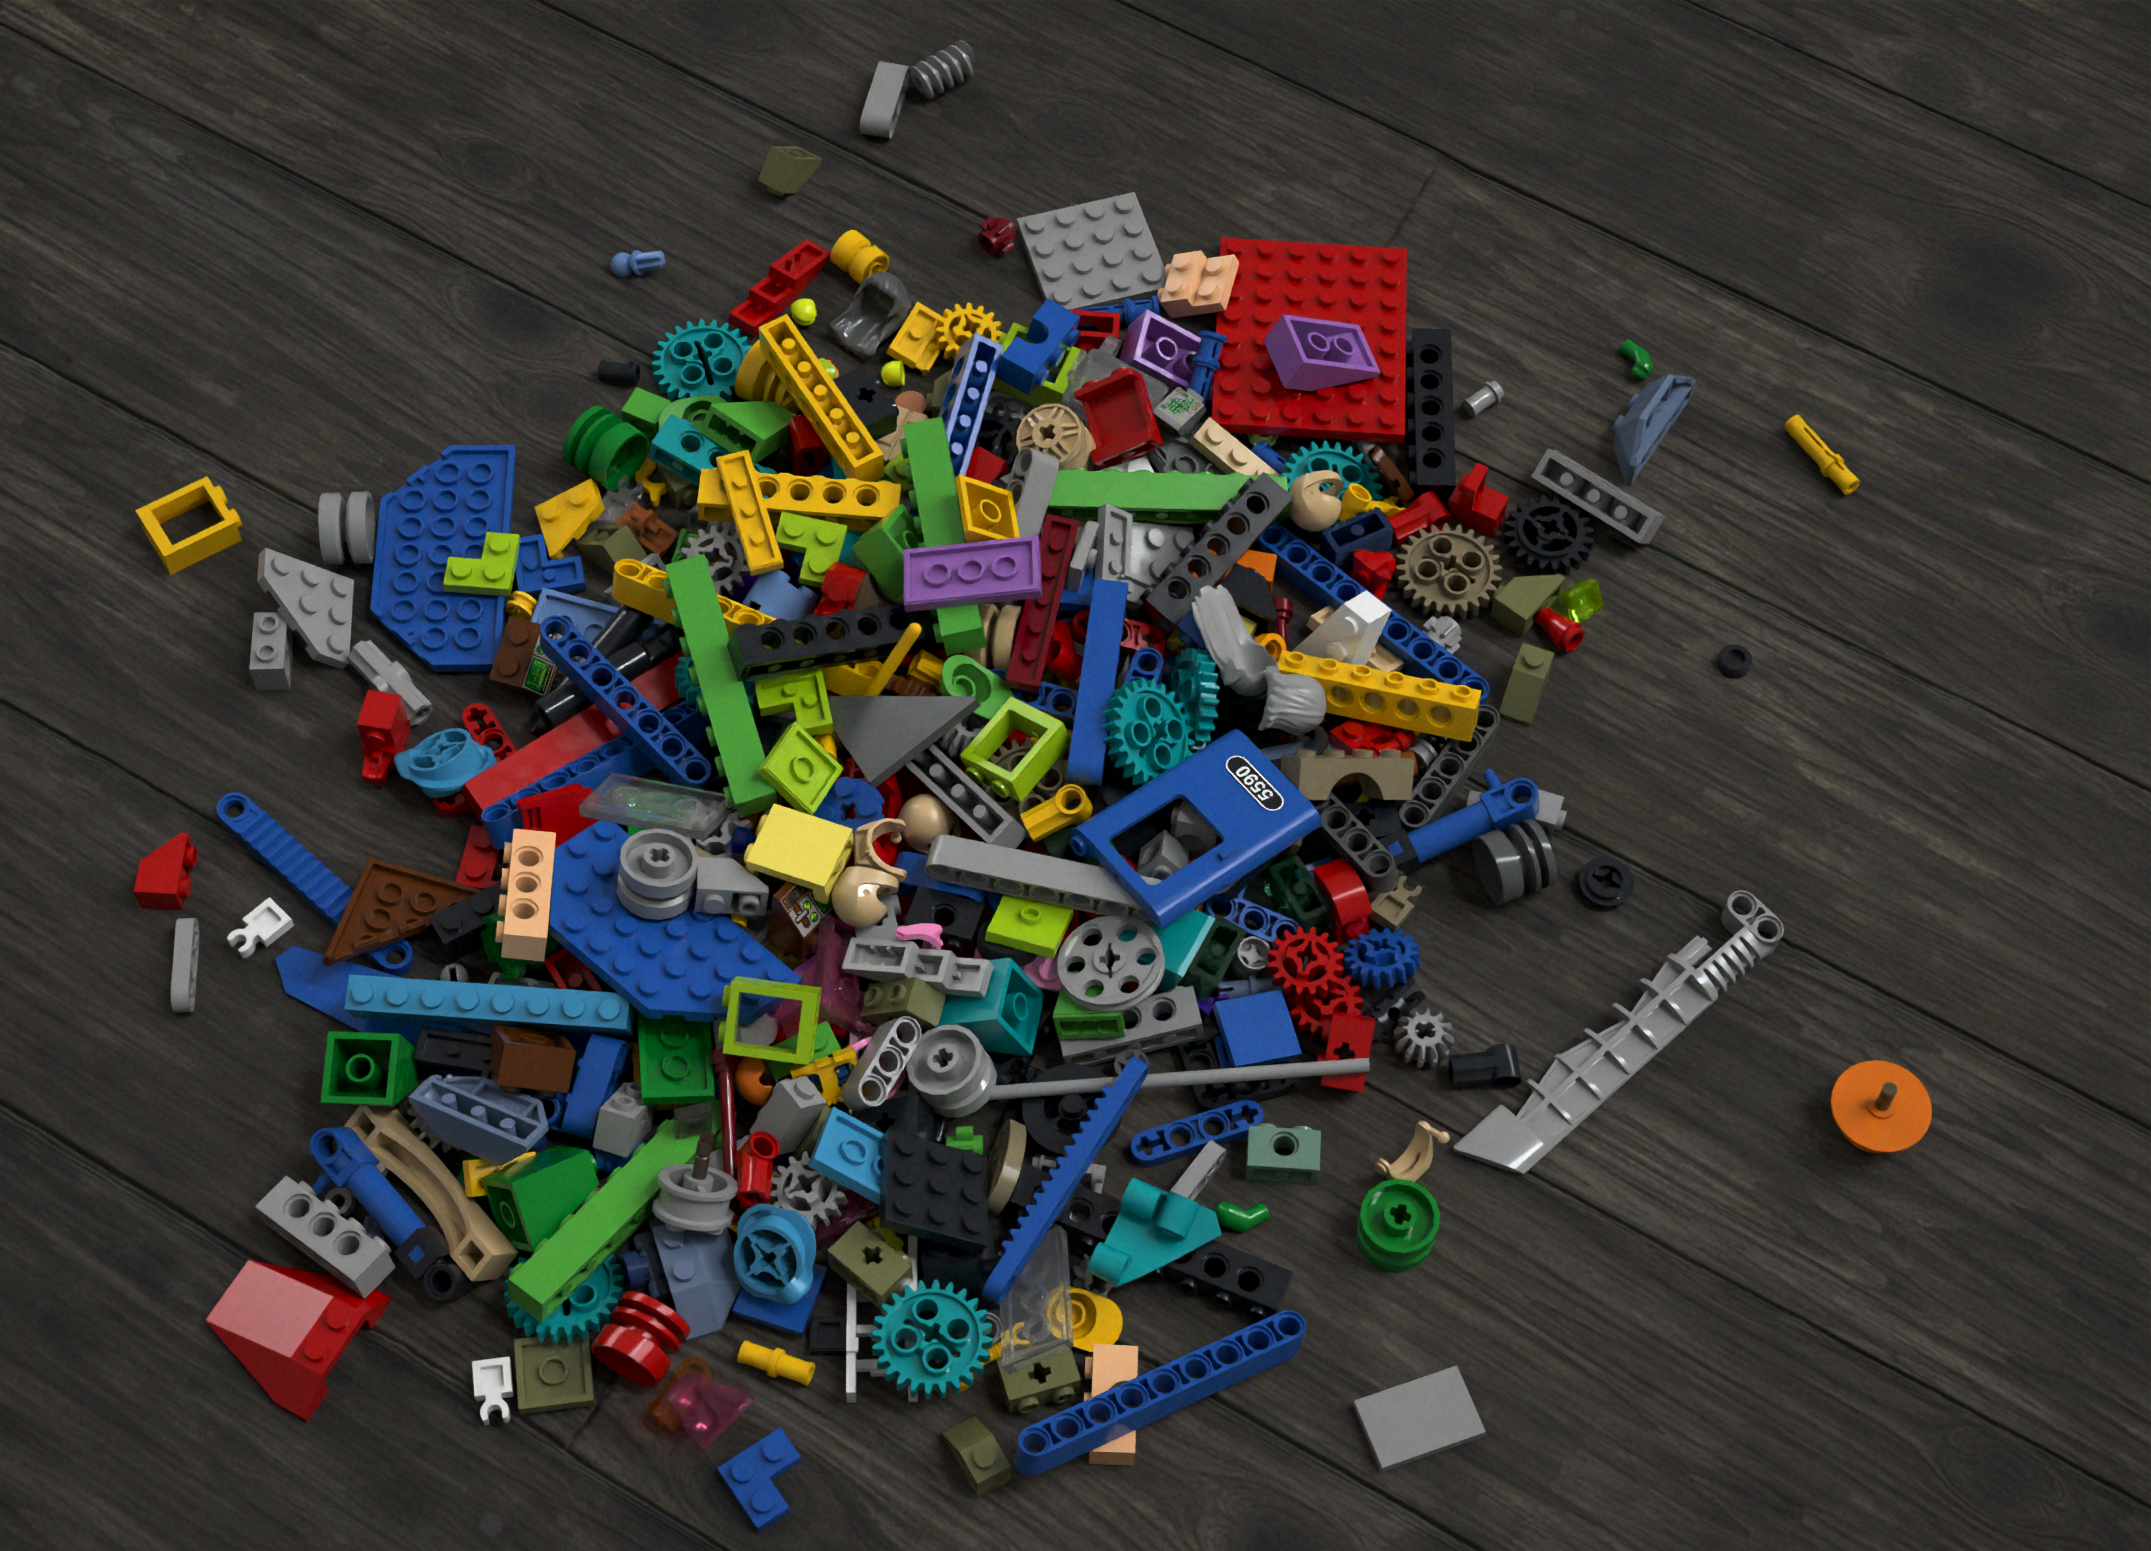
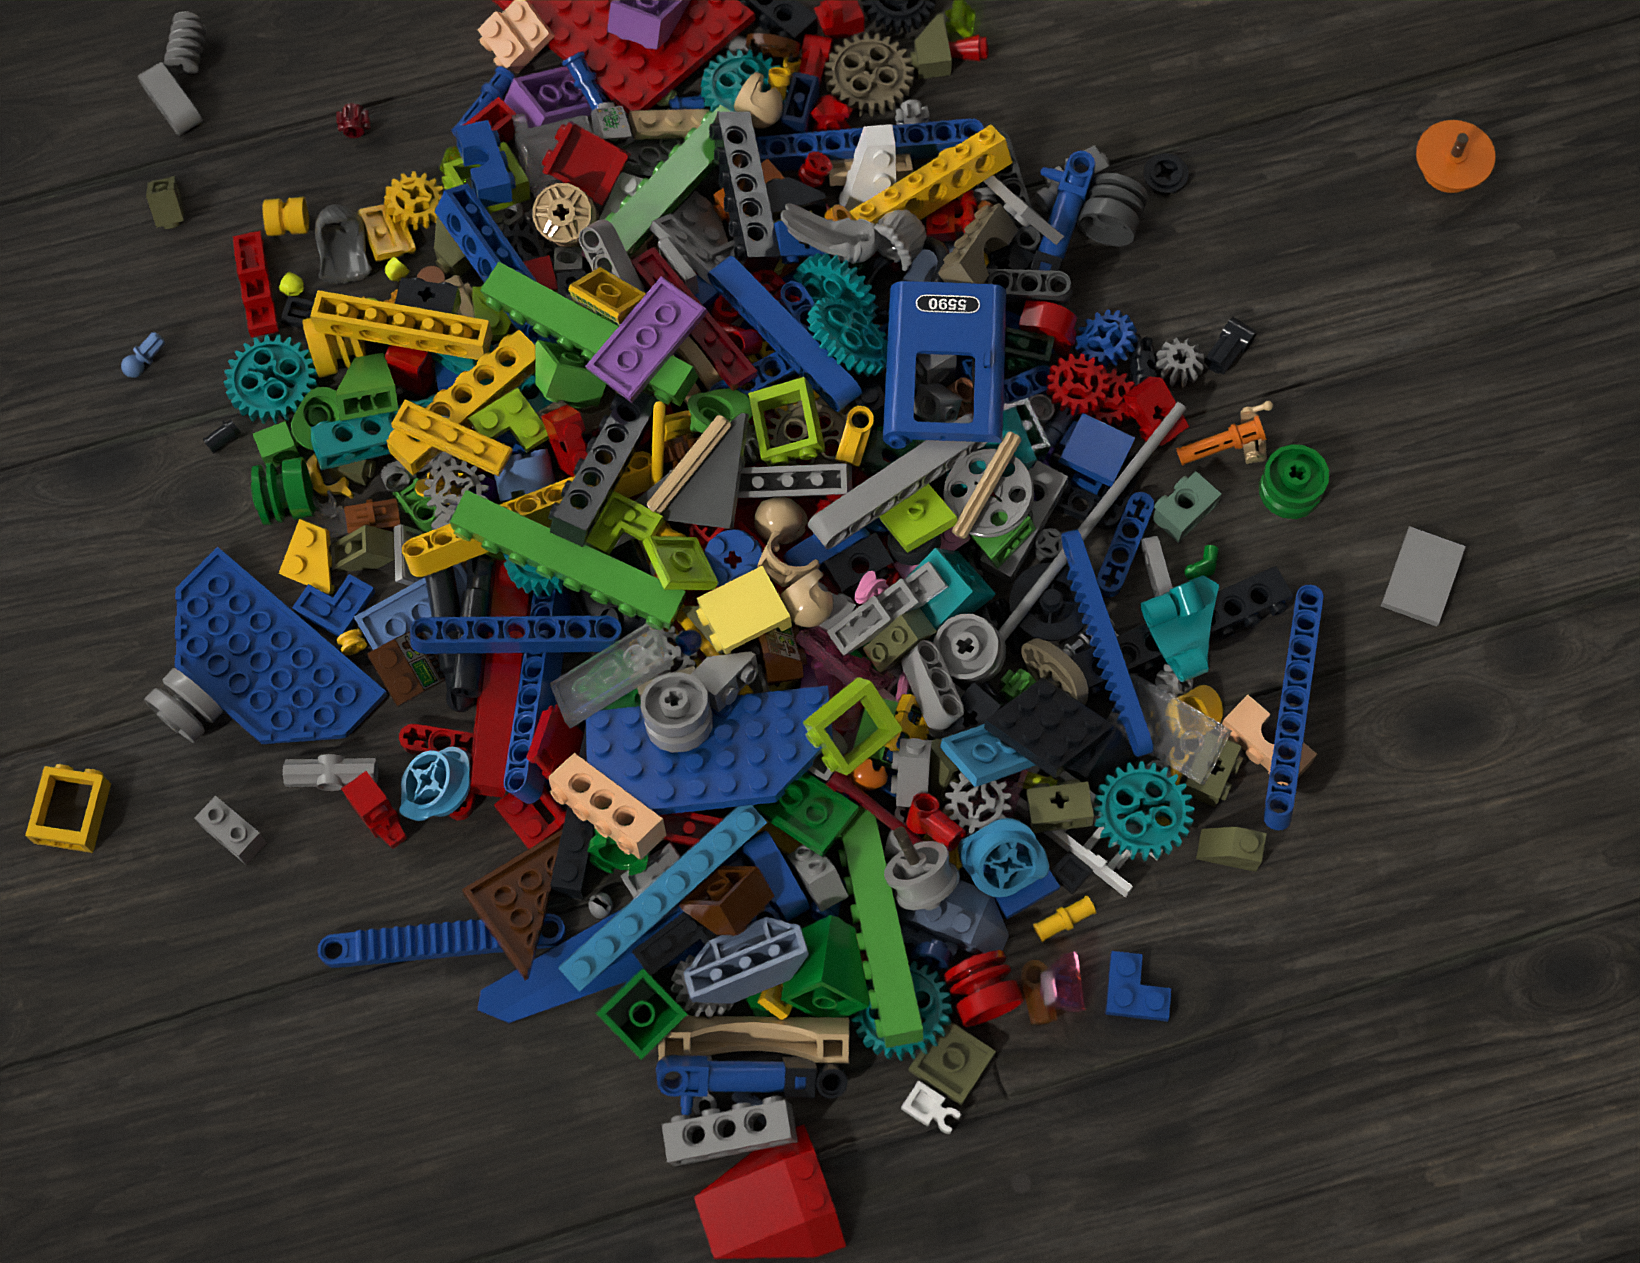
camera: 45 degrees left, 10 degrees up
(165, 873) = (346, 1036): red slope -> none
(185, 965) = (429, 1073): light grey beam -> none
(262, 924) = (445, 998): white plate -> none
(312, 602) = (223, 774): light grey plate -> none
(491, 573) = (309, 641): lime plate -> none
(692, 1120) = (863, 834): clear smoke tile -> none
(893, 700) = (689, 464): none -> tan axle
(1093, 253) = (424, 78): light grey plate -> none
(1110, 951) = (986, 485): none -> tan axle
(1308, 591) = (815, 169): none -> red wheel
(1389, 1138) = (1235, 436): none -> orange pin
(1395, 906) = (1078, 303): dark tan plate -> none
(1424, 783) = (1021, 211): none -> light grey wing
(1526, 684) = (991, 98): olive slope -> none
(1605, 1061) = (1284, 283): light grey piece -> none

